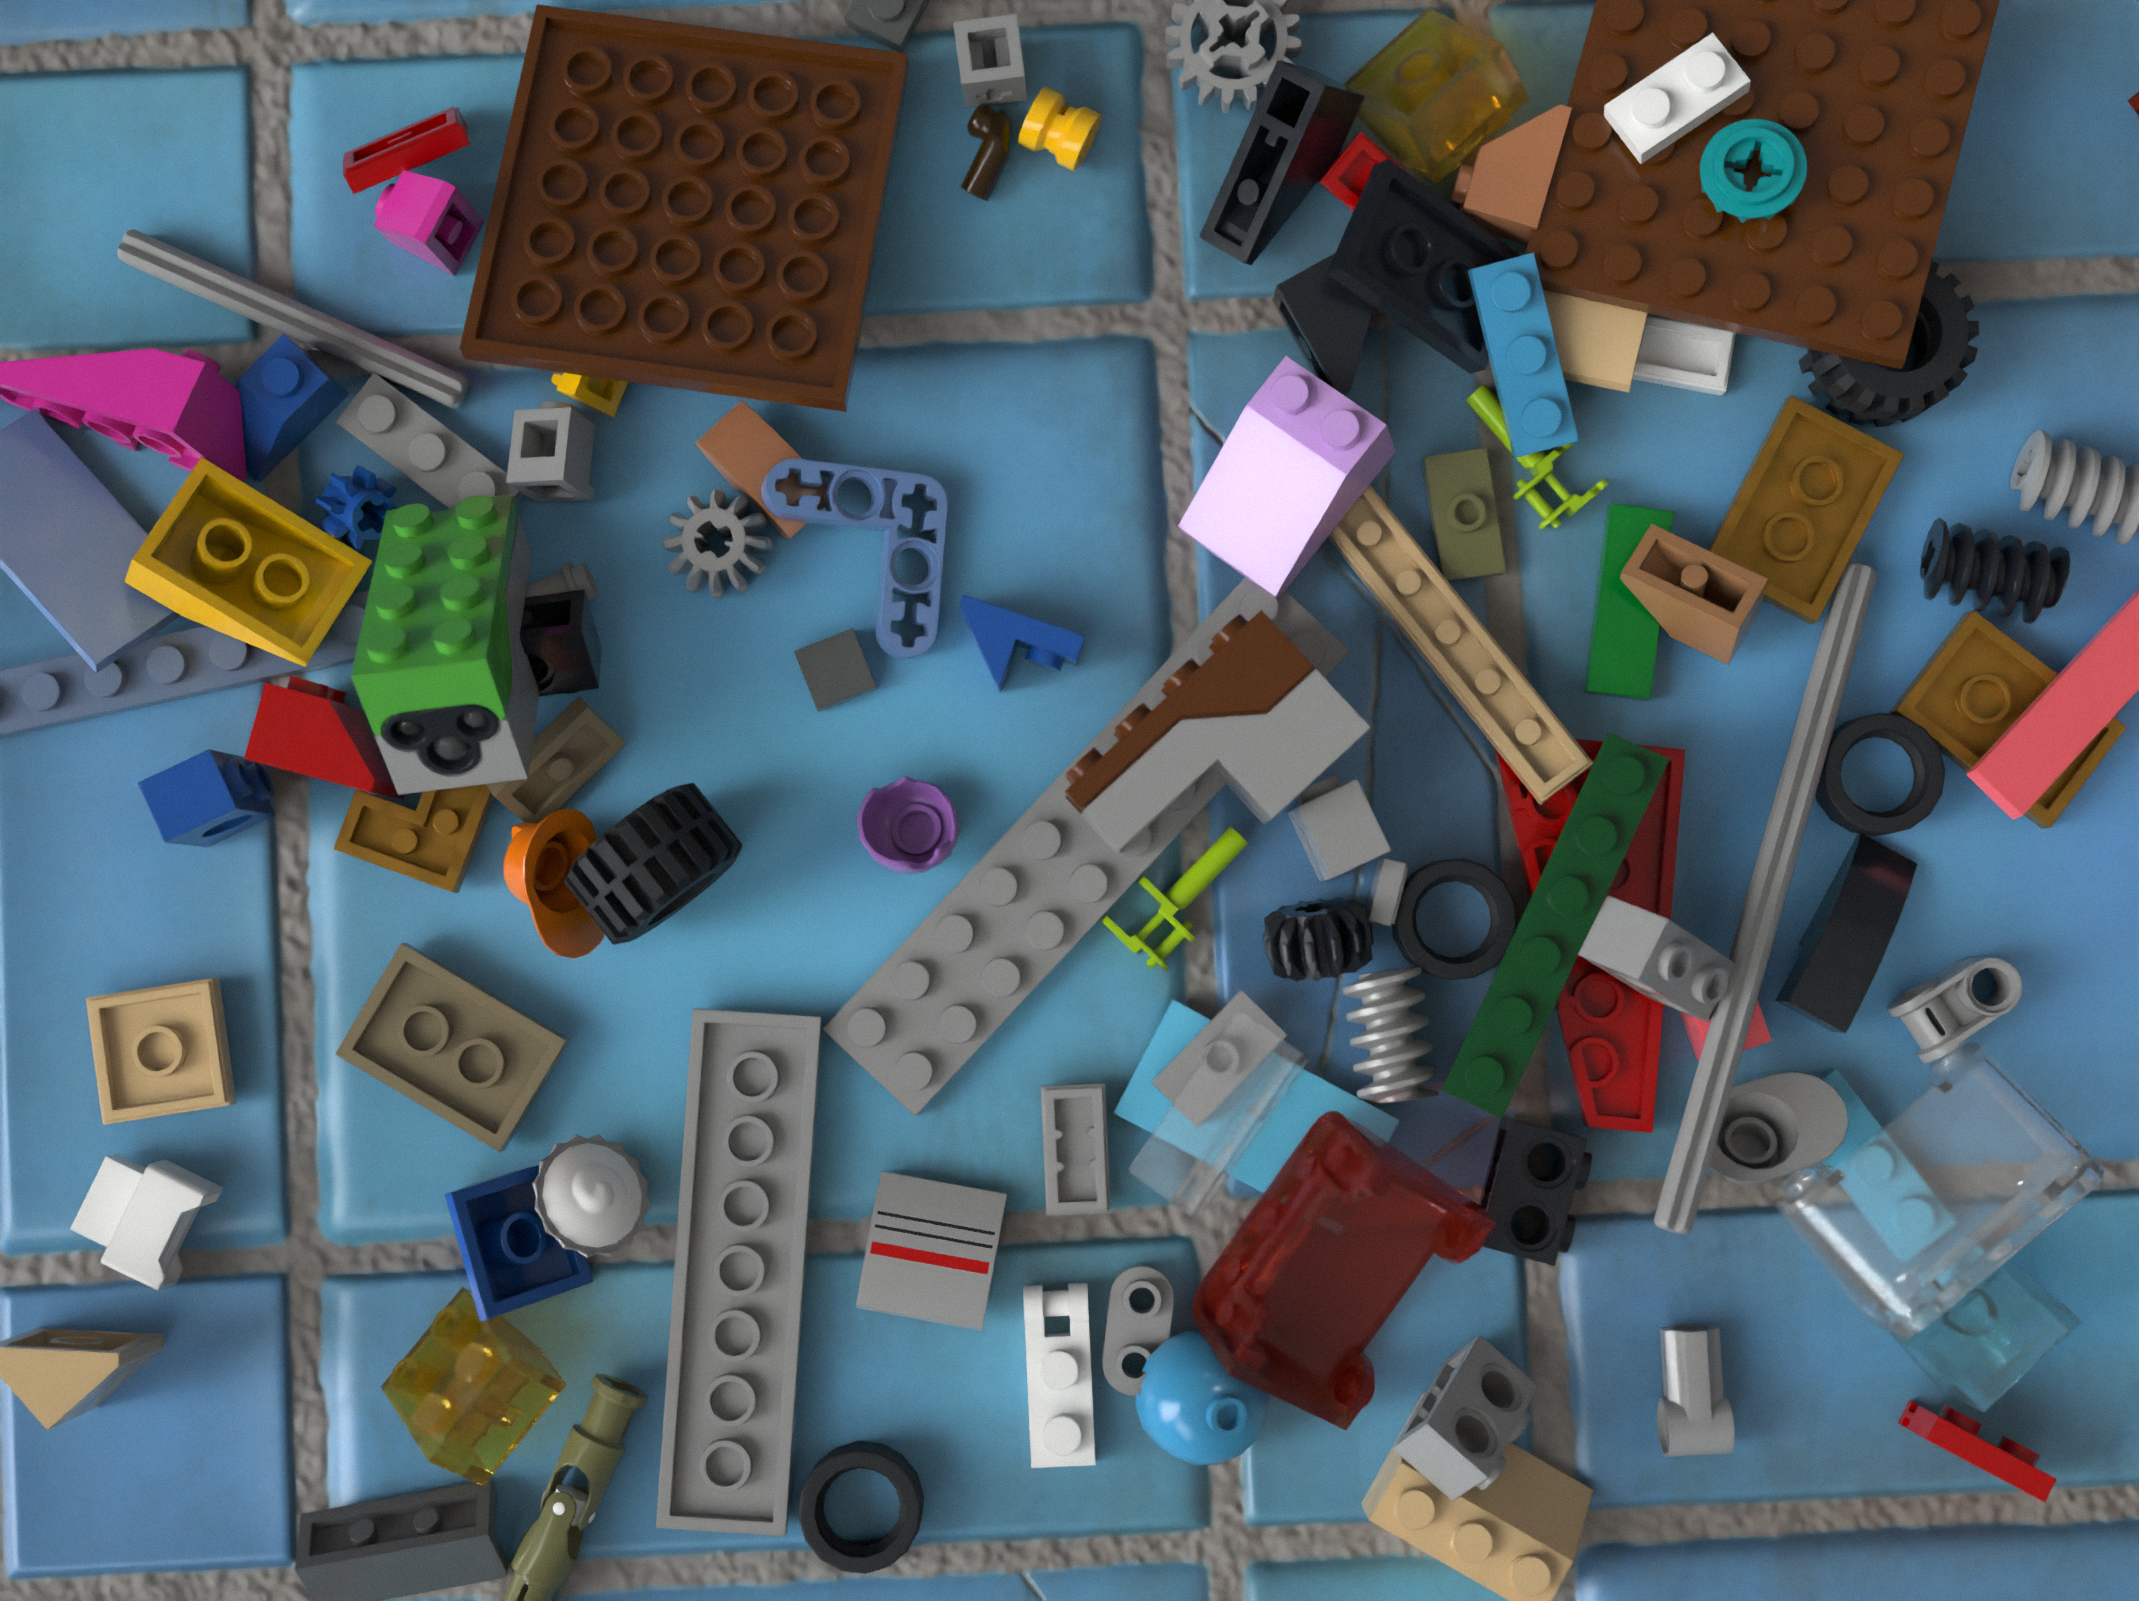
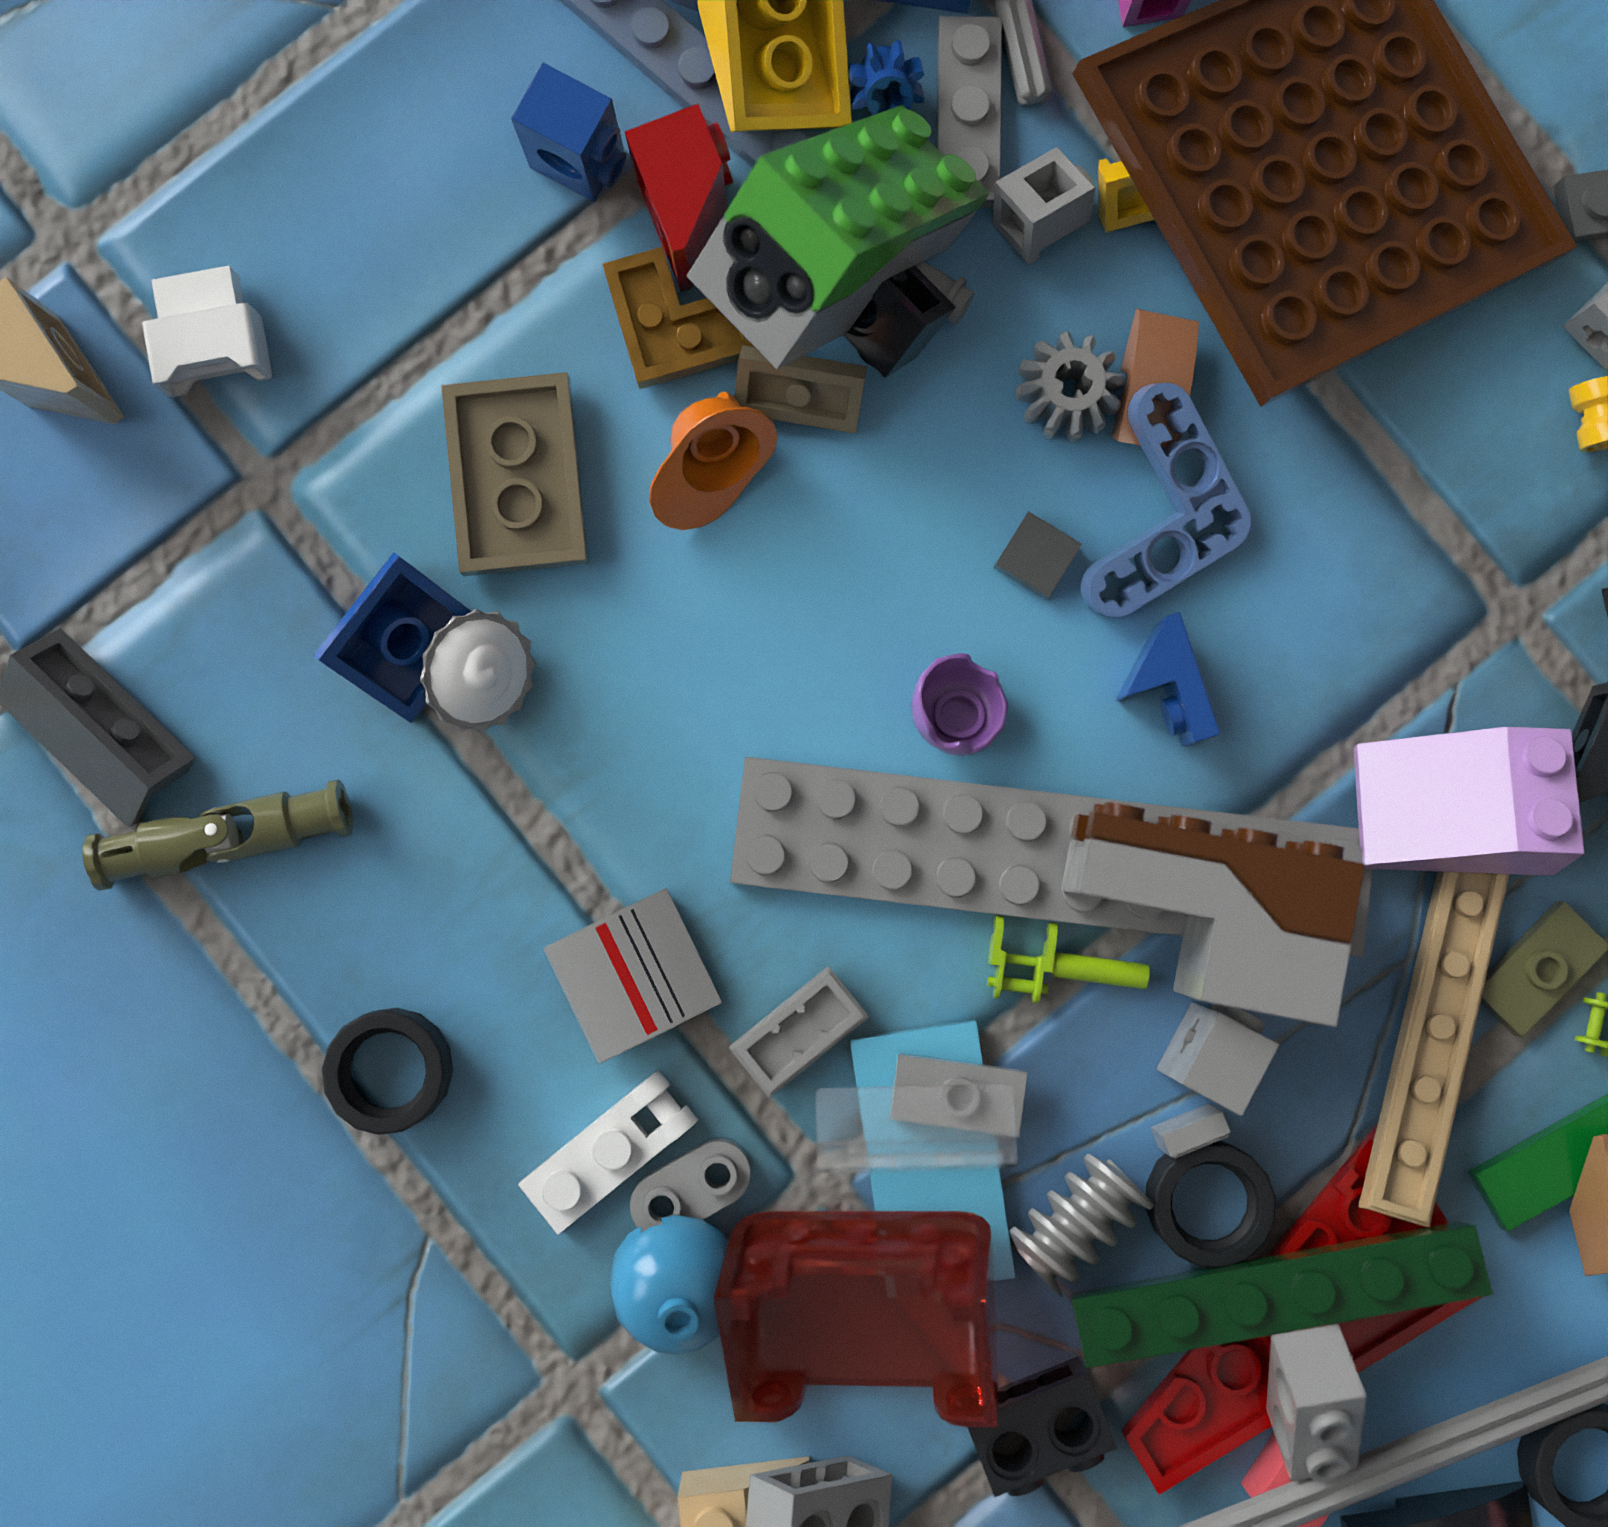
camera: 45 degrees right, 0 degrees up
(161, 1051) = (344, 248): tan plate -> none
(471, 1389) = (254, 690): clear yellow slope -> none
(653, 863) = (780, 522): black tyre -> none
(739, 1272) = (503, 834): light grey plate -> none
(993, 153) = (1544, 375): dark brown arm -> none
(1318, 939) = (1115, 1105): black gear -> none

